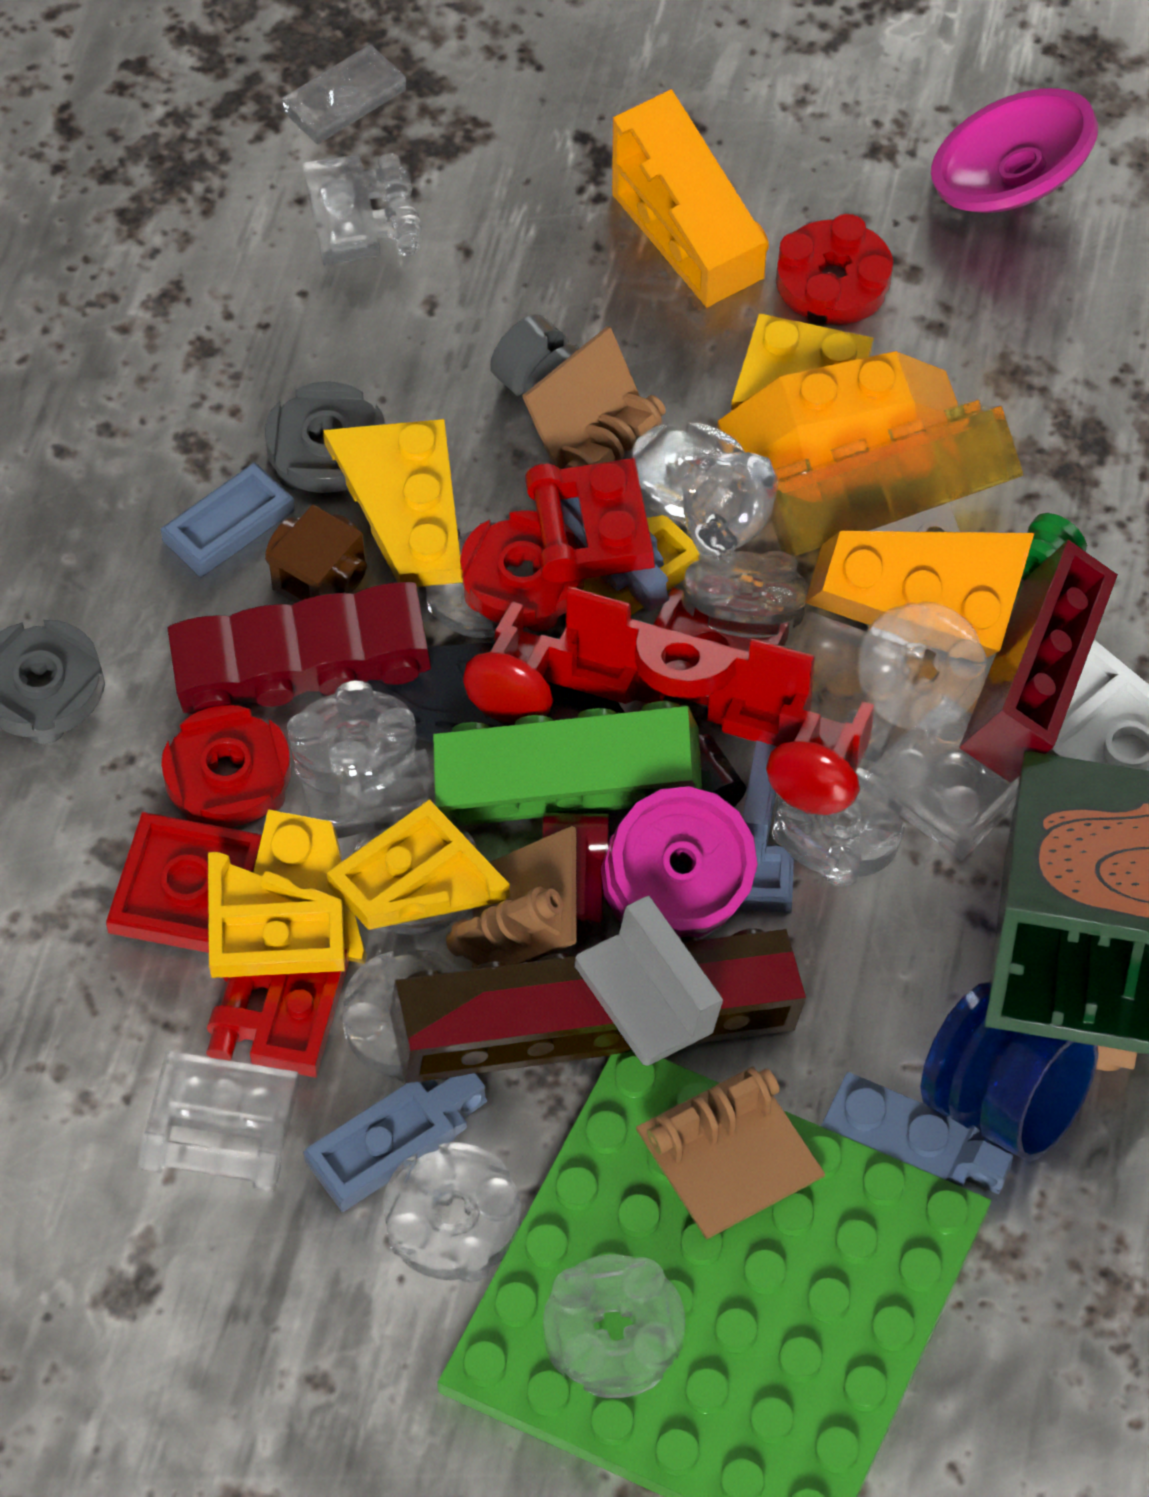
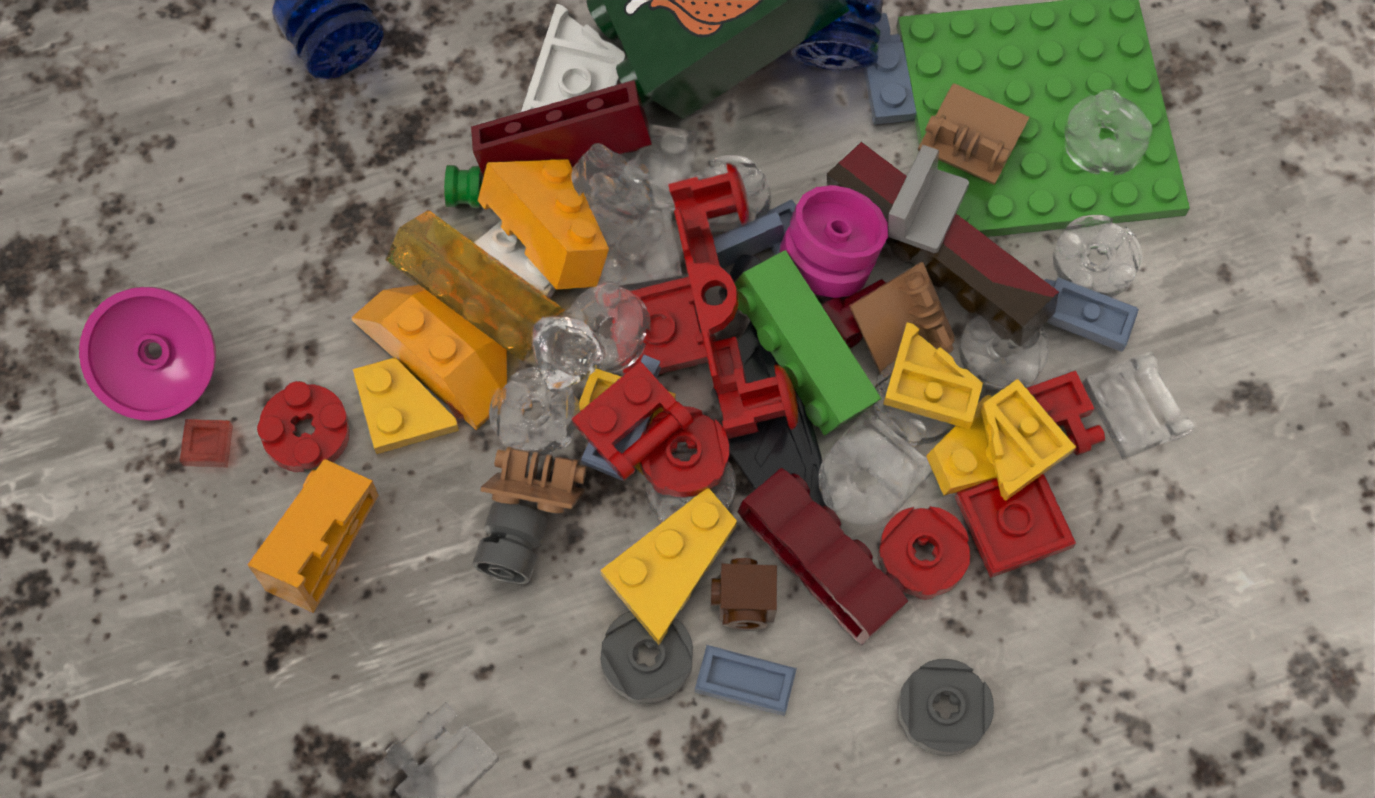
camera: 125 degrees left, 10 degrees up
(879, 182) = (206, 443): none -> clear red tile

